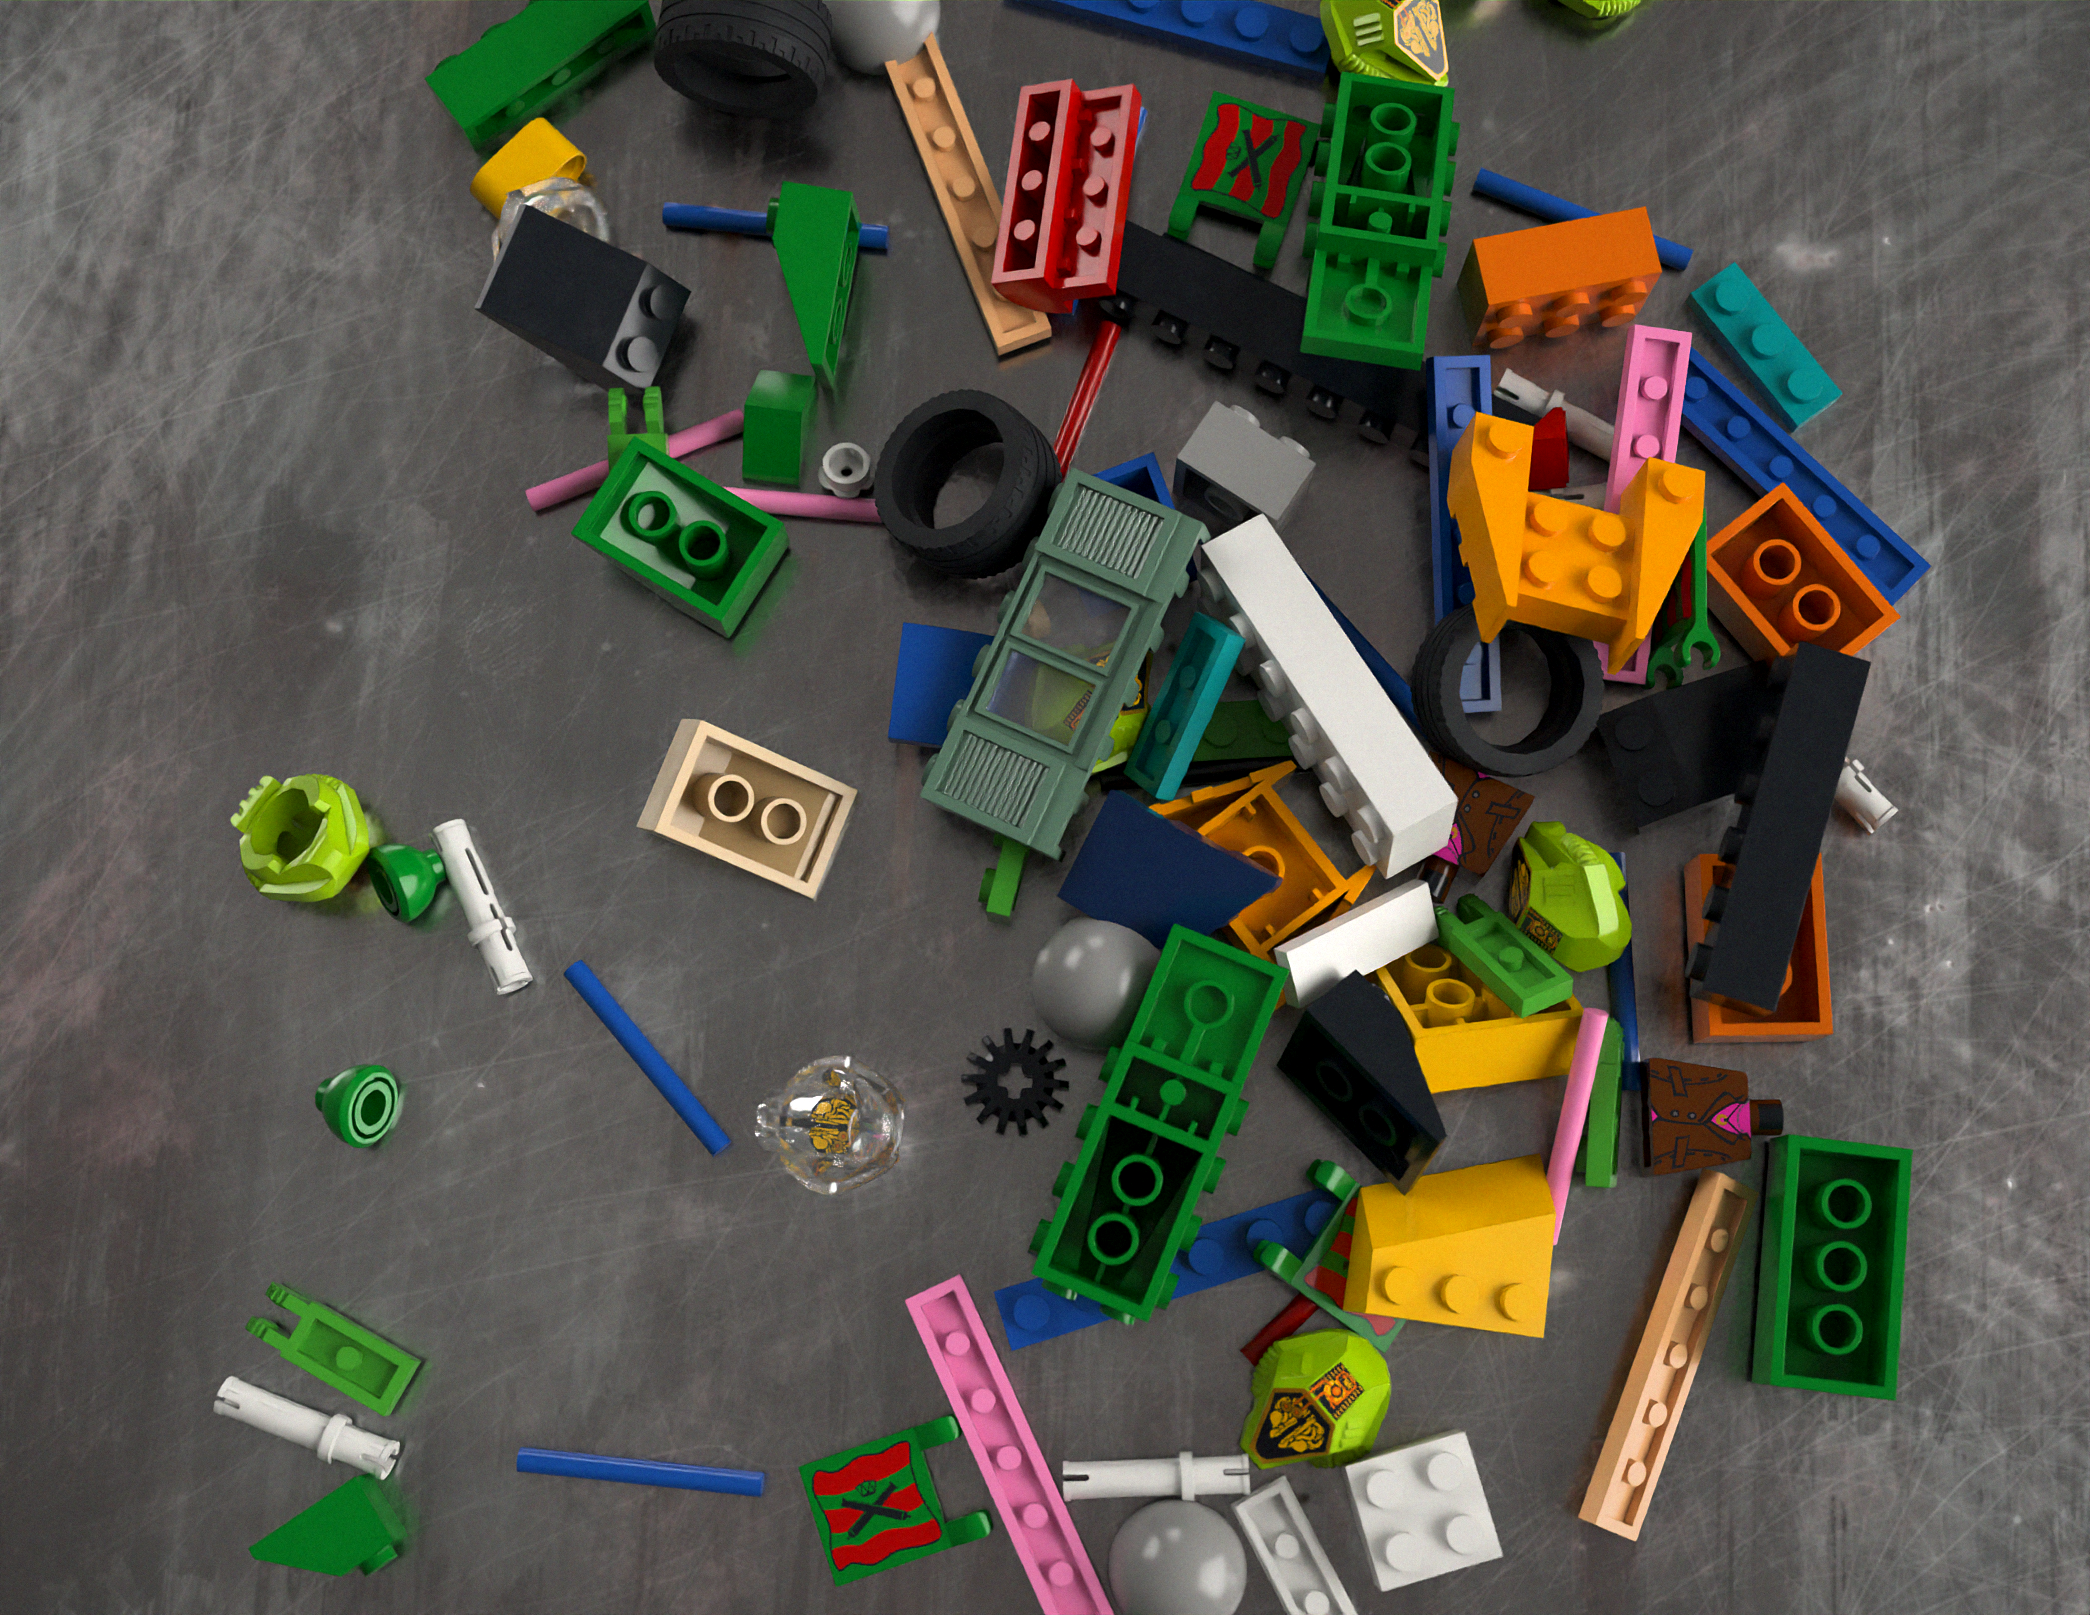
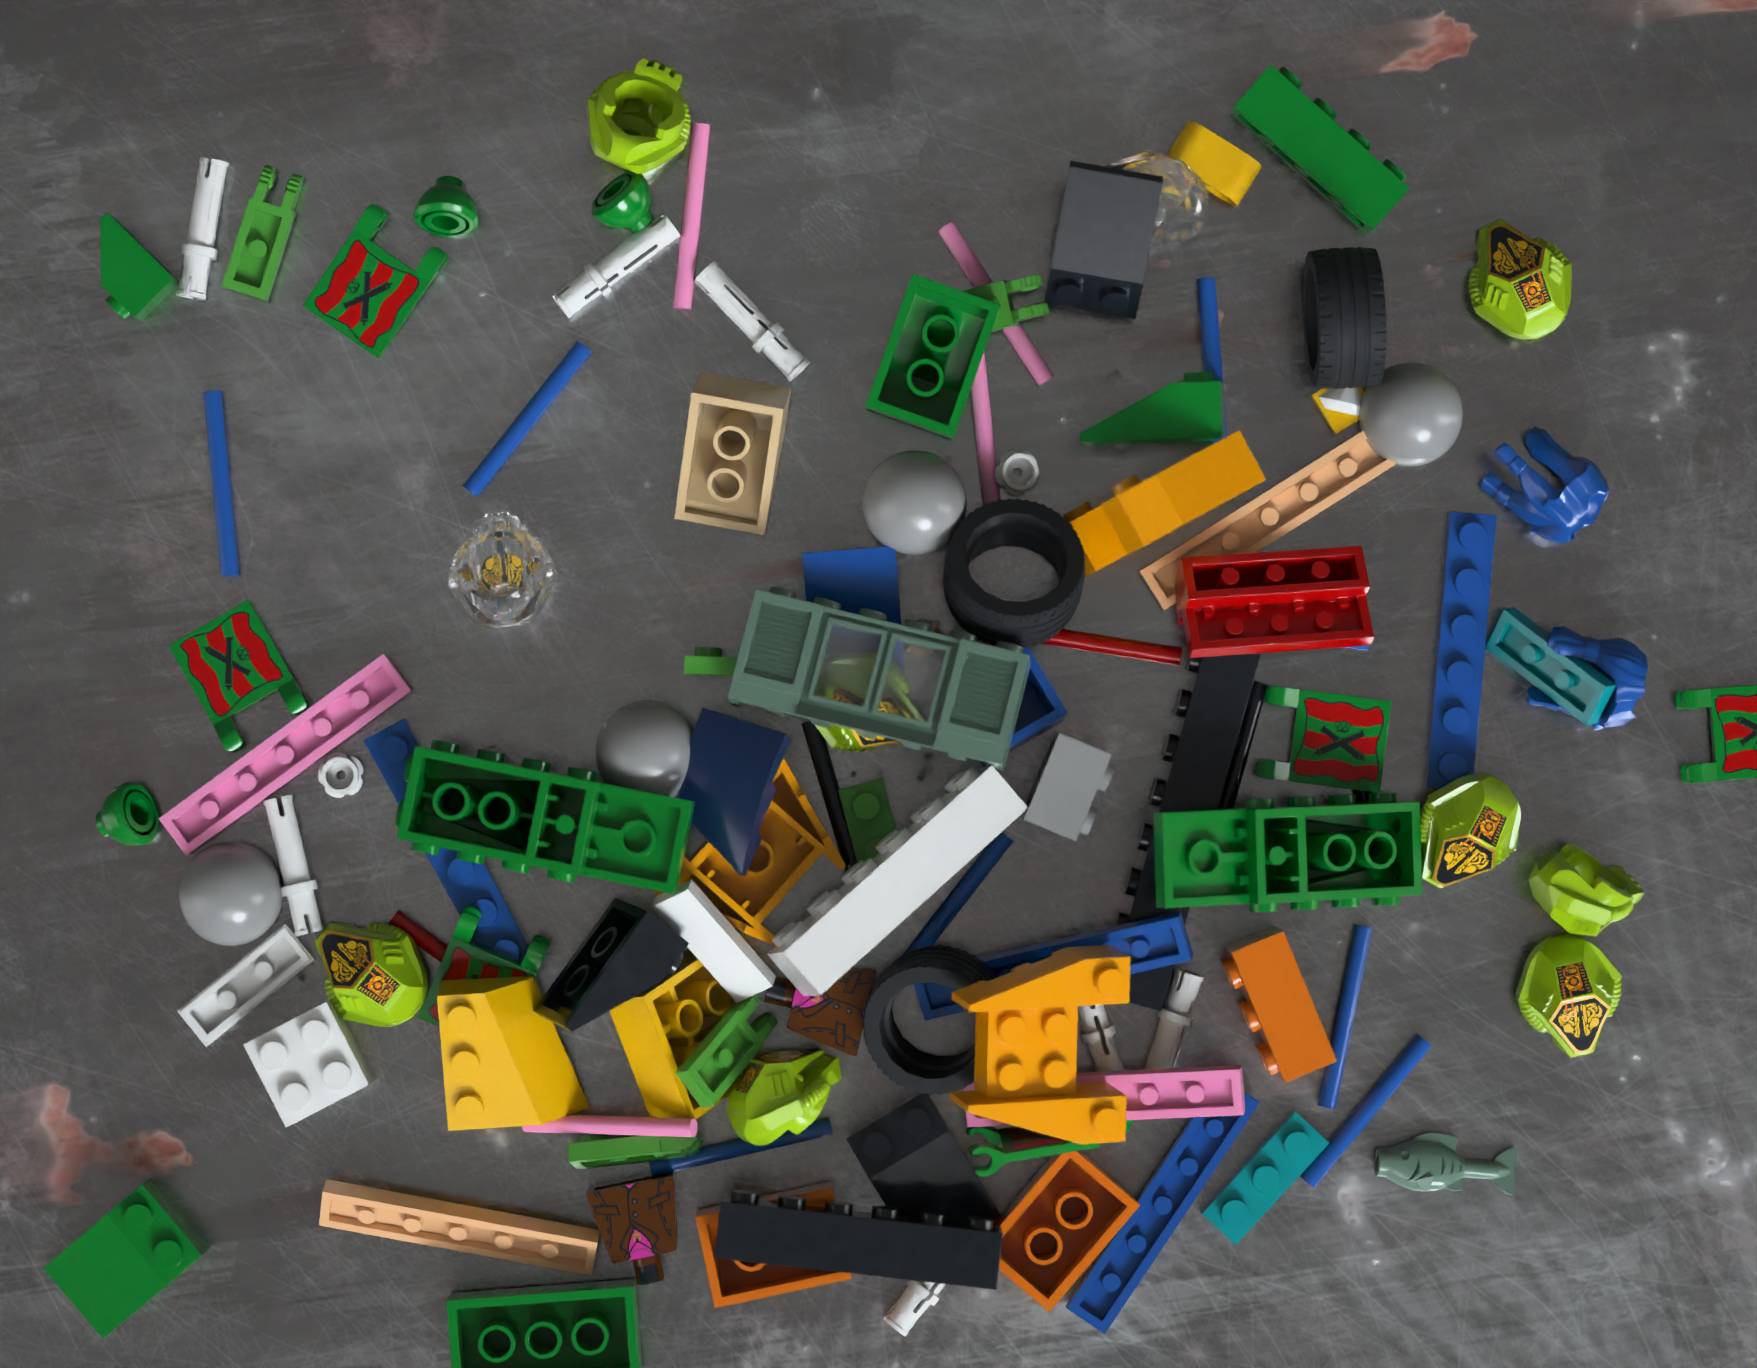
camera: 75 degrees right, 10 degrees up
(438, 1226) = (370, 290): none -> flag
(444, 803) = (691, 216): none -> bright pink bar
(580, 758) = (765, 335): none -> white pin
(777, 427) = (1044, 409): green slope -> none
(849, 90) = (1339, 406): none -> tile
(854, 591) = (914, 502): none -> light grey piece
(917, 280) = (1164, 501): none -> light orange wedge
(1031, 1099) = (552, 716): black gear -> none
(1050, 1407) = (341, 762): none -> white plate
(1184, 706) = (869, 775): teal plate -> none
(1550, 452) = (1135, 1020): red slope -> none
(1699, 213) = (1366, 1110): none -> blue bar
(1780, 152) = (1432, 1164): none -> sand green animal

